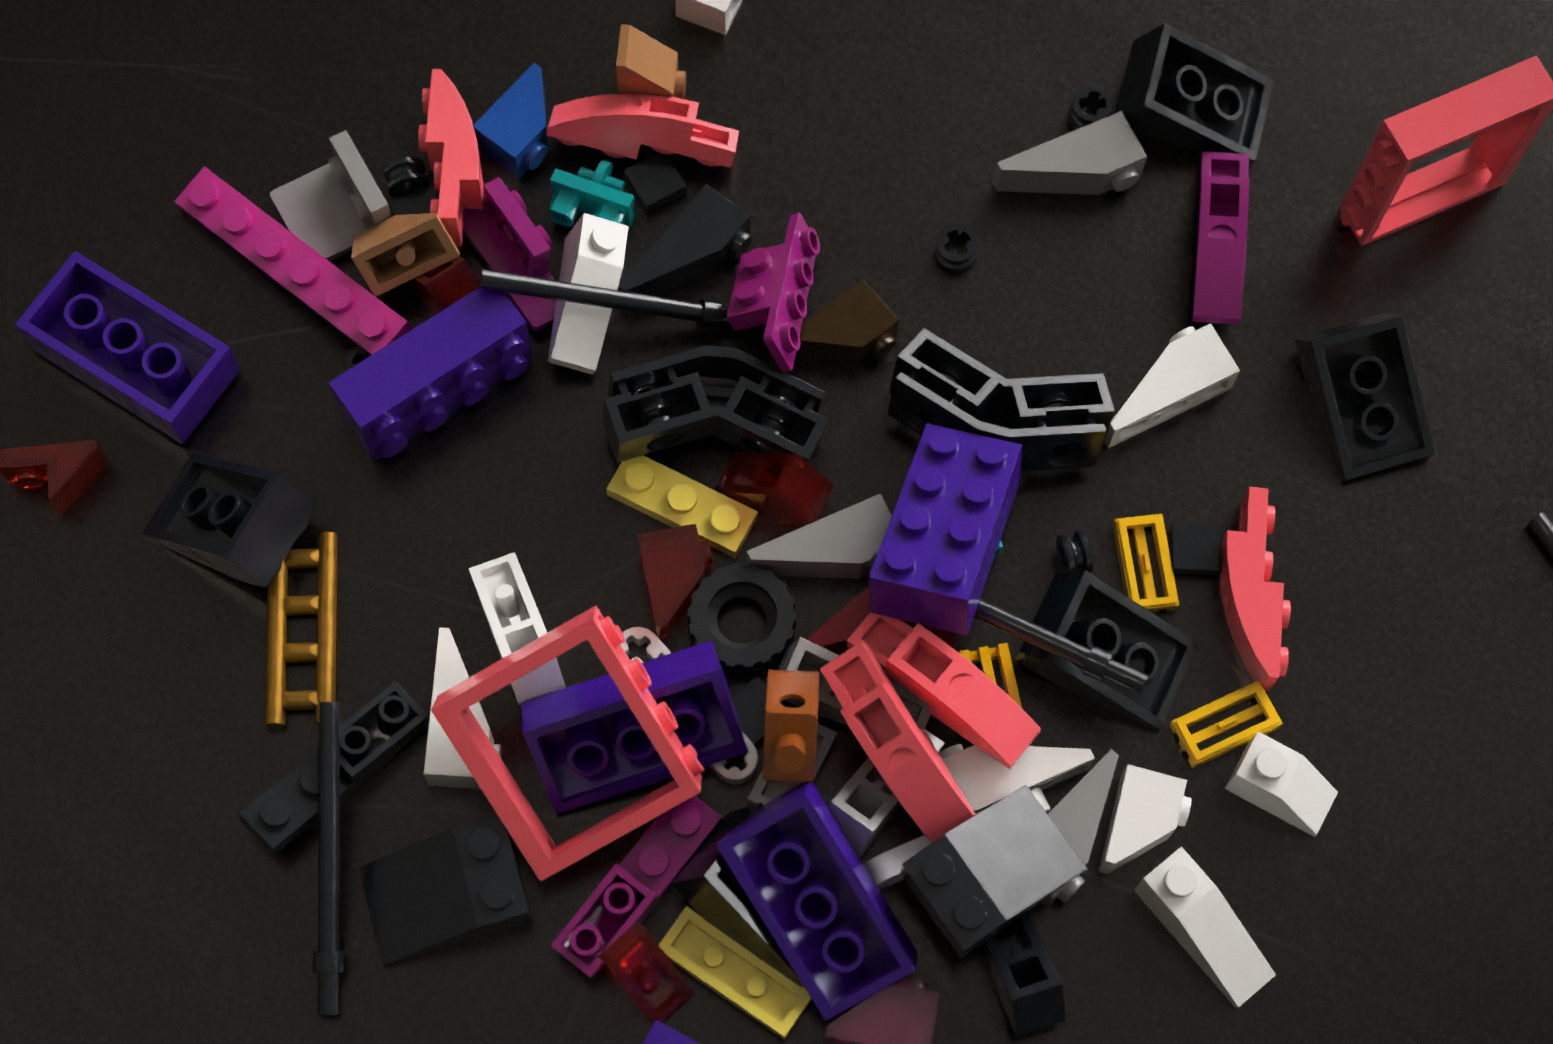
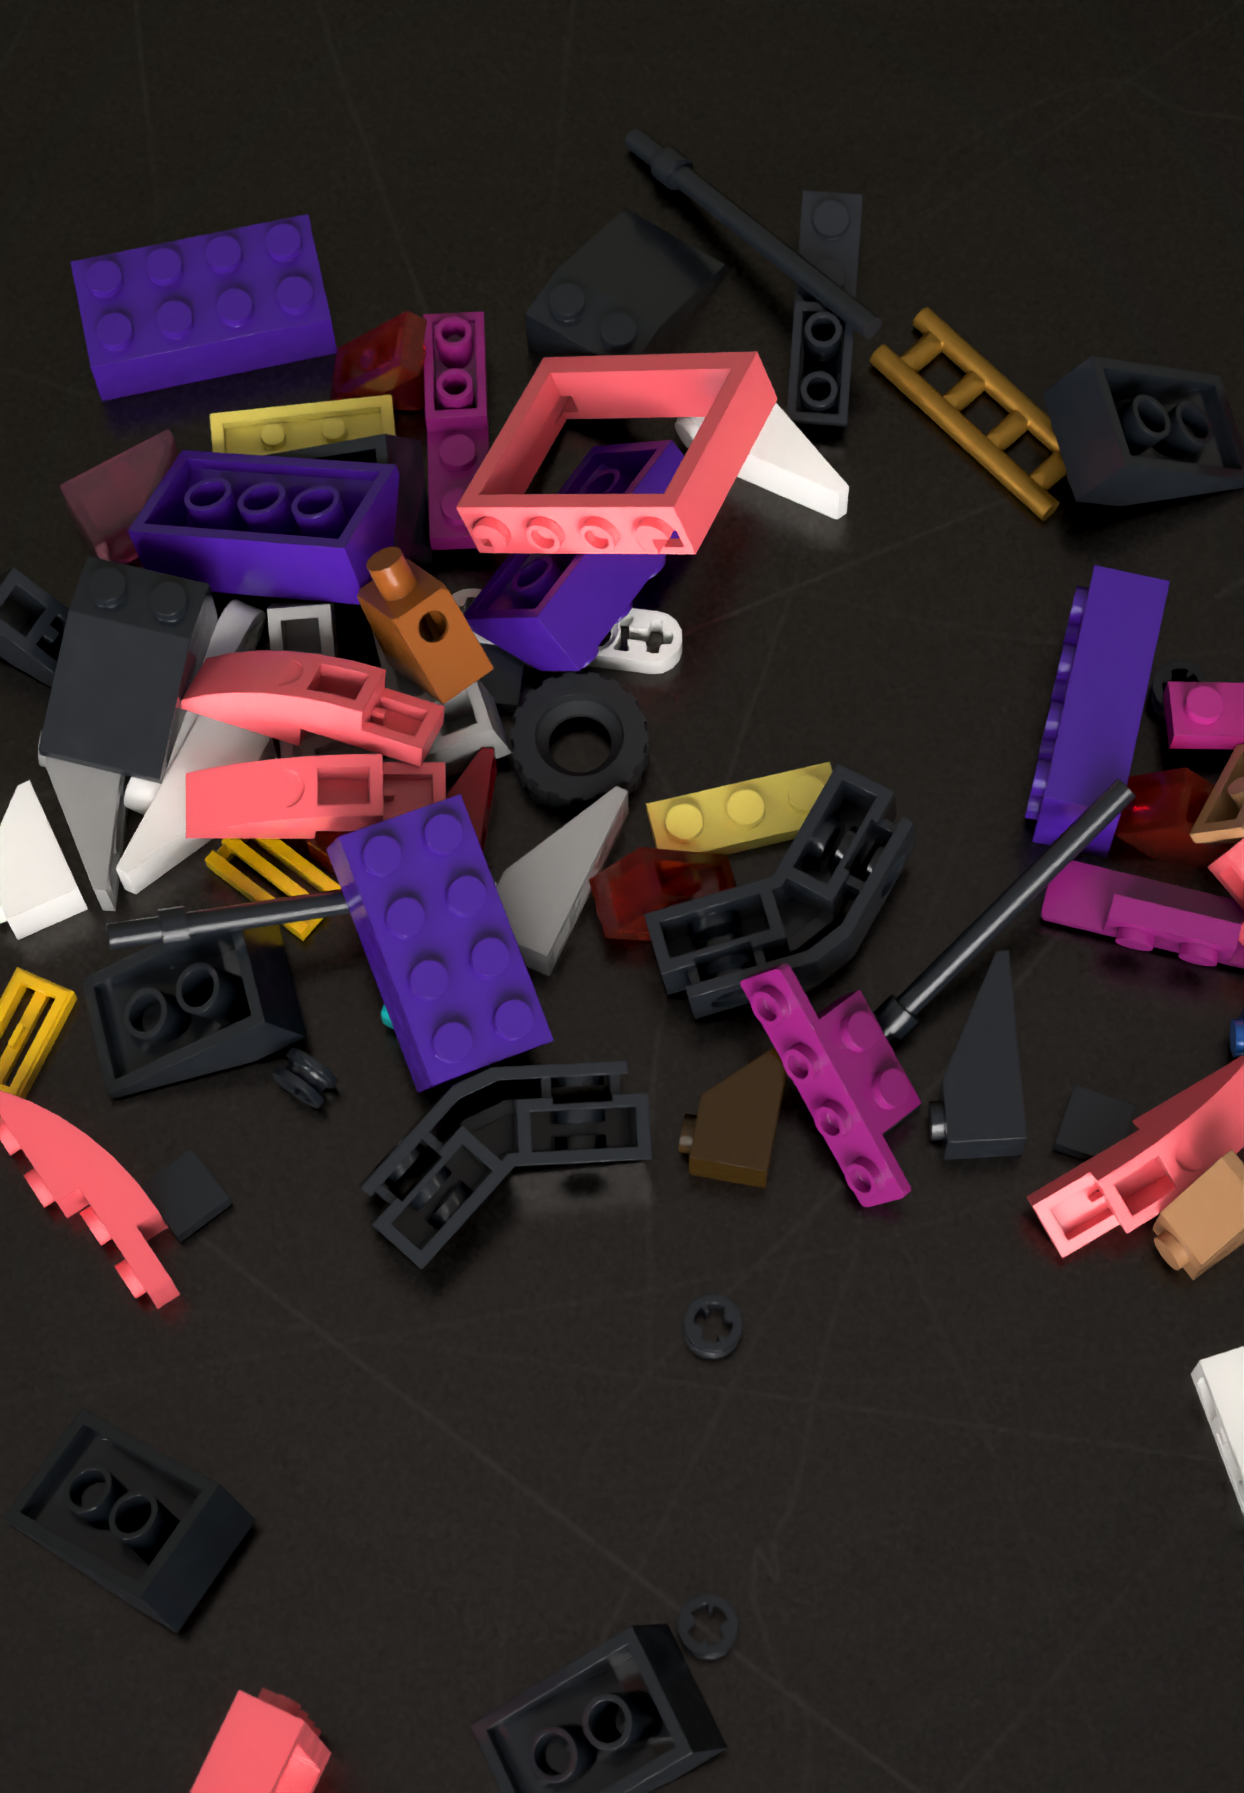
camera: 145 degrees right, 0 degrees up
(514, 621) = (790, 563): white slope -> none
(591, 193) = (1157, 1028): teal hips -> none
(593, 258) = (1044, 935): white slope -> none
(672, 570) = (688, 728): clear red slope -> none
(1080, 162) = (655, 1539): light grey slope -> none
(1137, 524) = (265, 1175): yellow tile -> none
(1184, 376) = (343, 1366): white slope -> none
(1221, 238) = (431, 1573): magenta slope -> none

